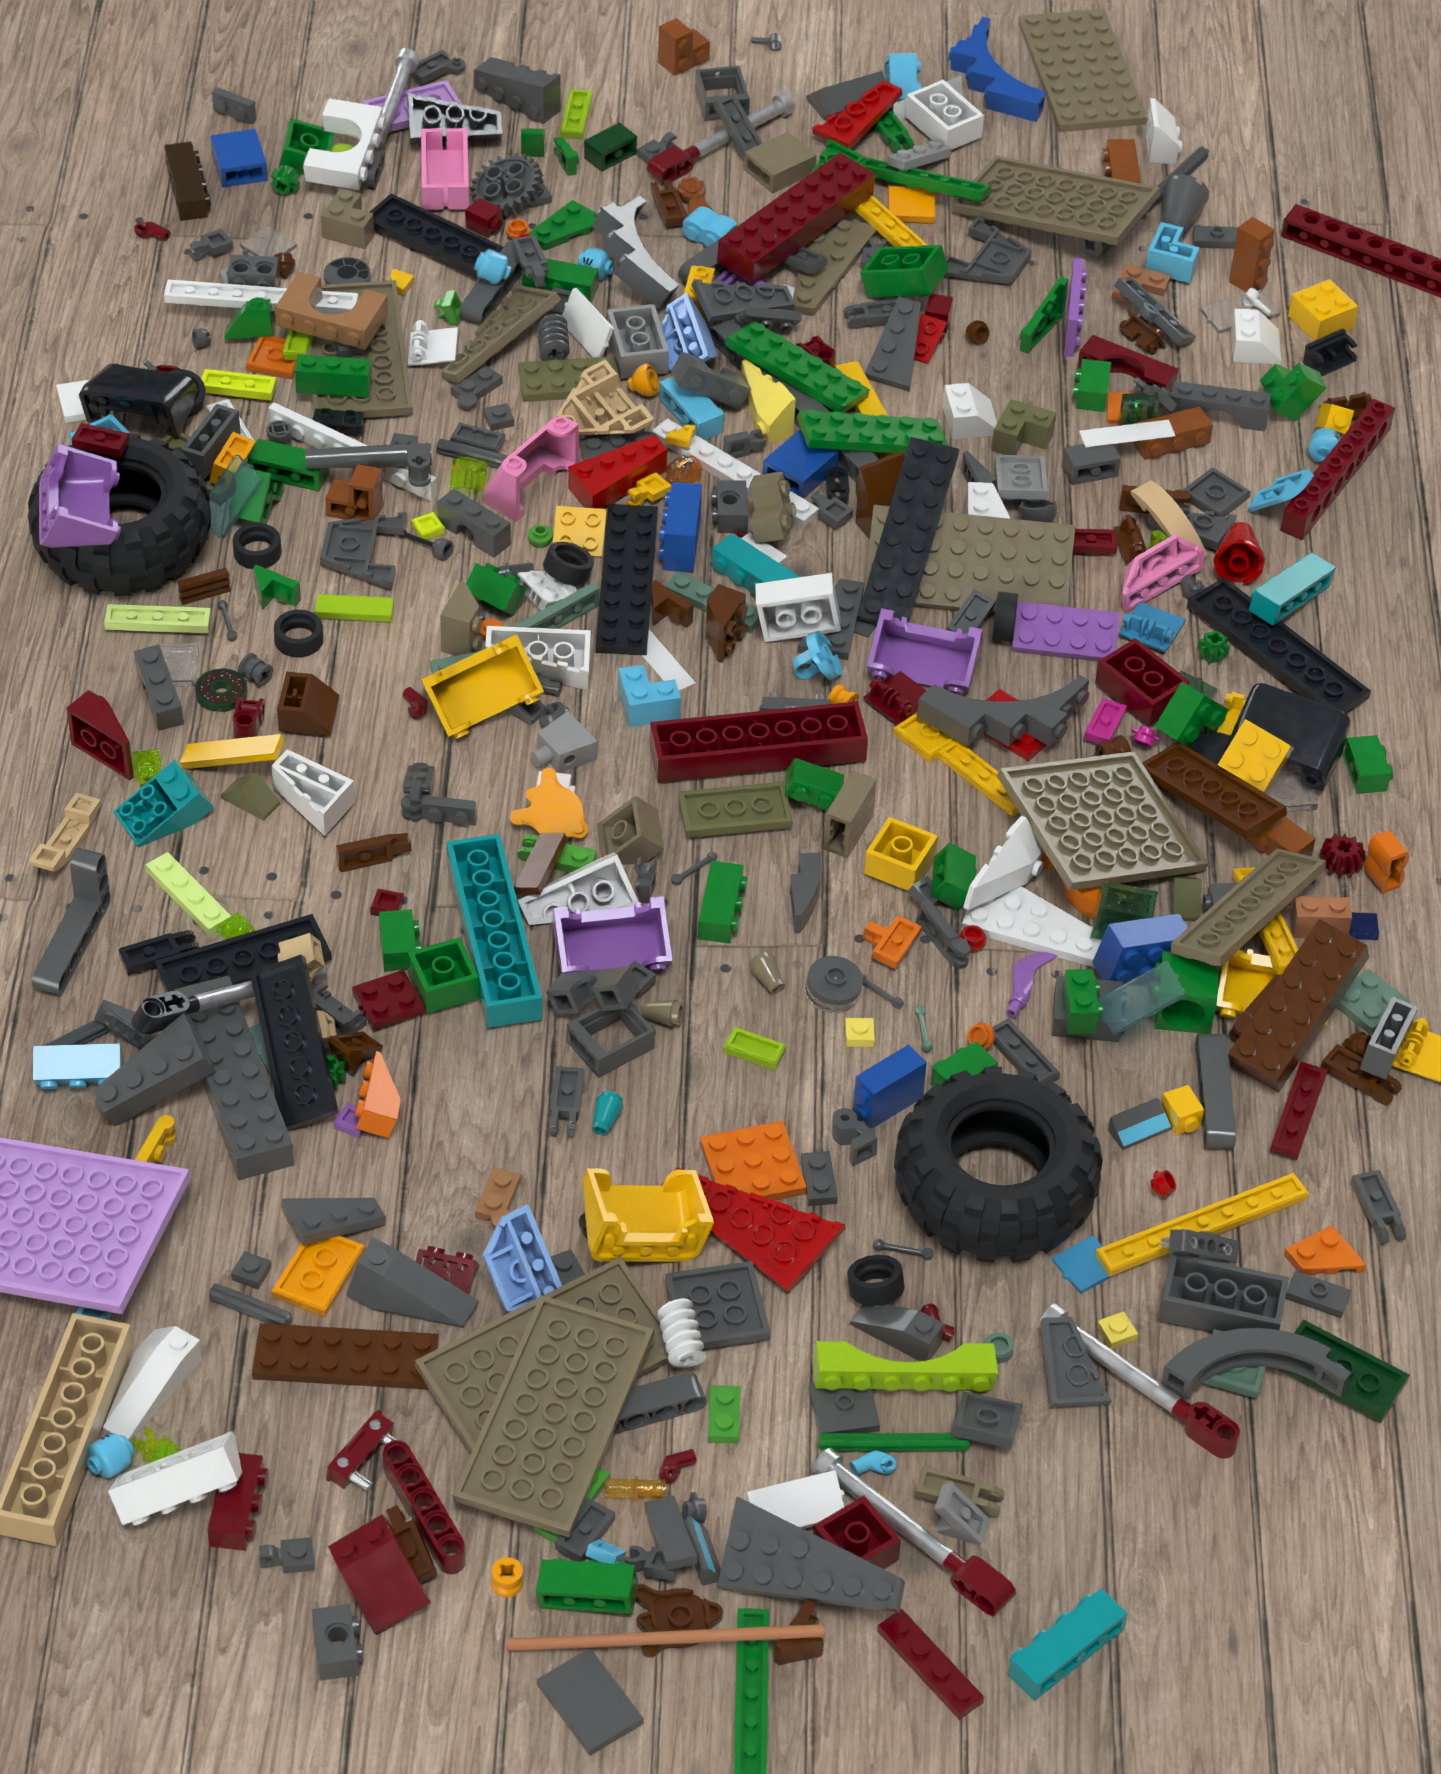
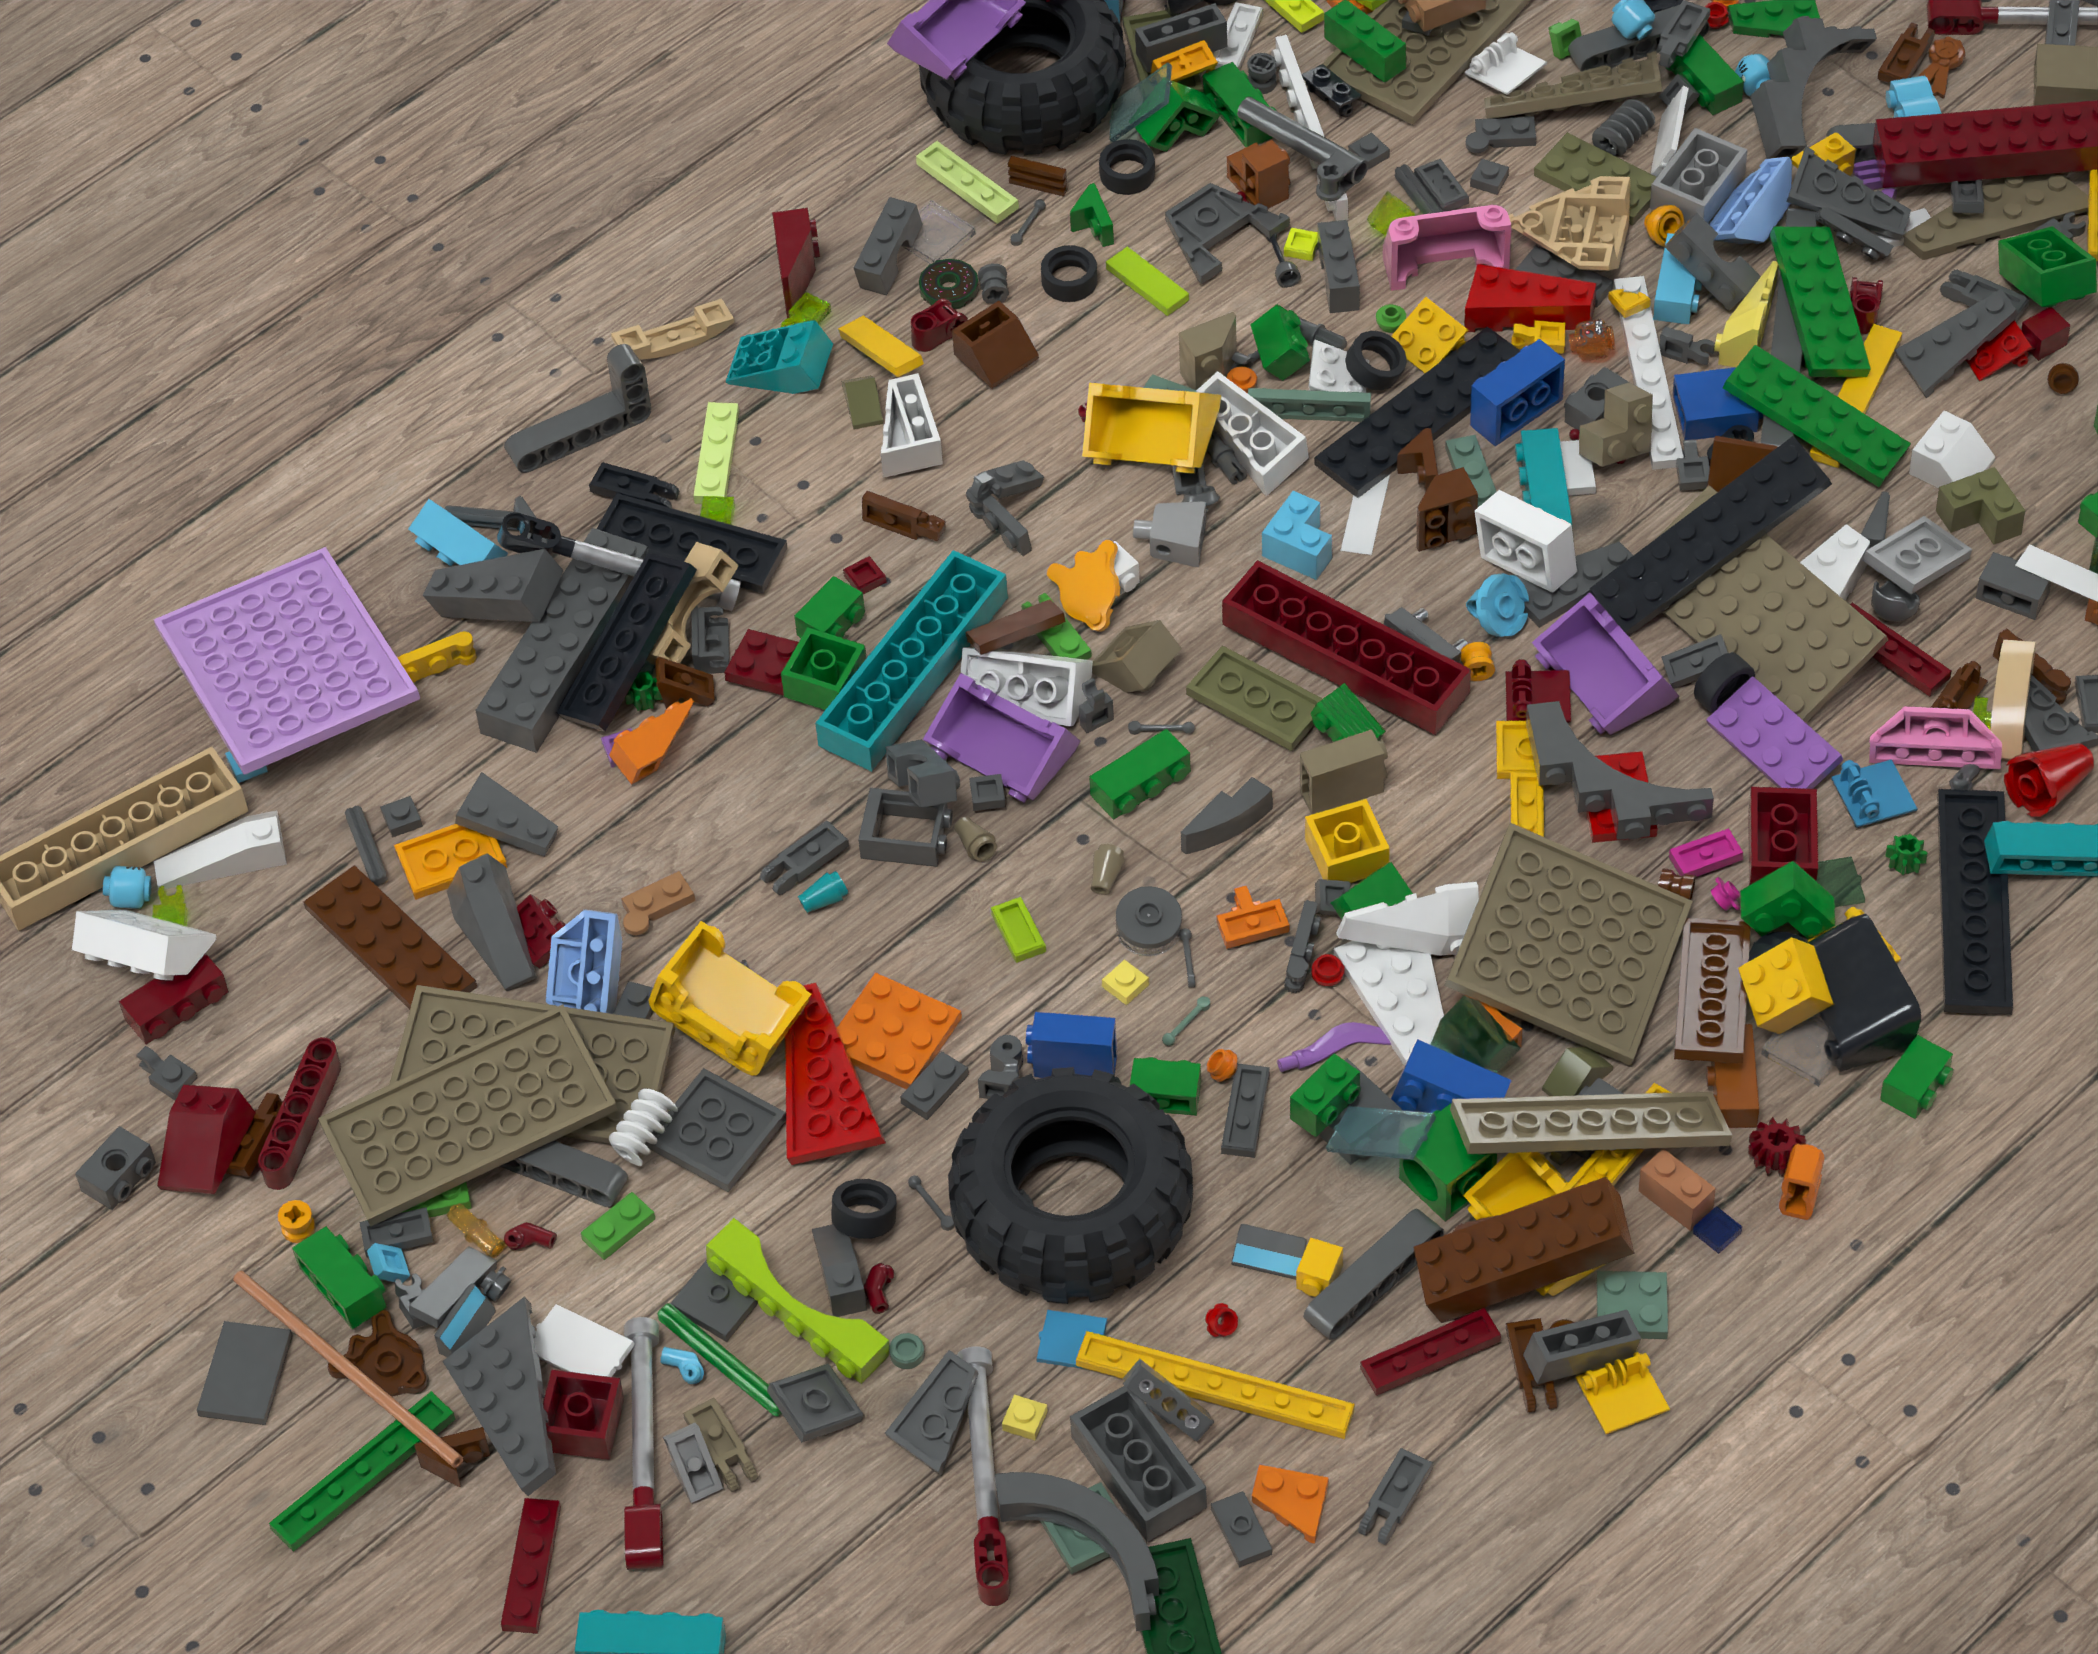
camera: 50 degrees right, 5 degrees up
(359, 1451) = (302, 1028): dark red piece -> none

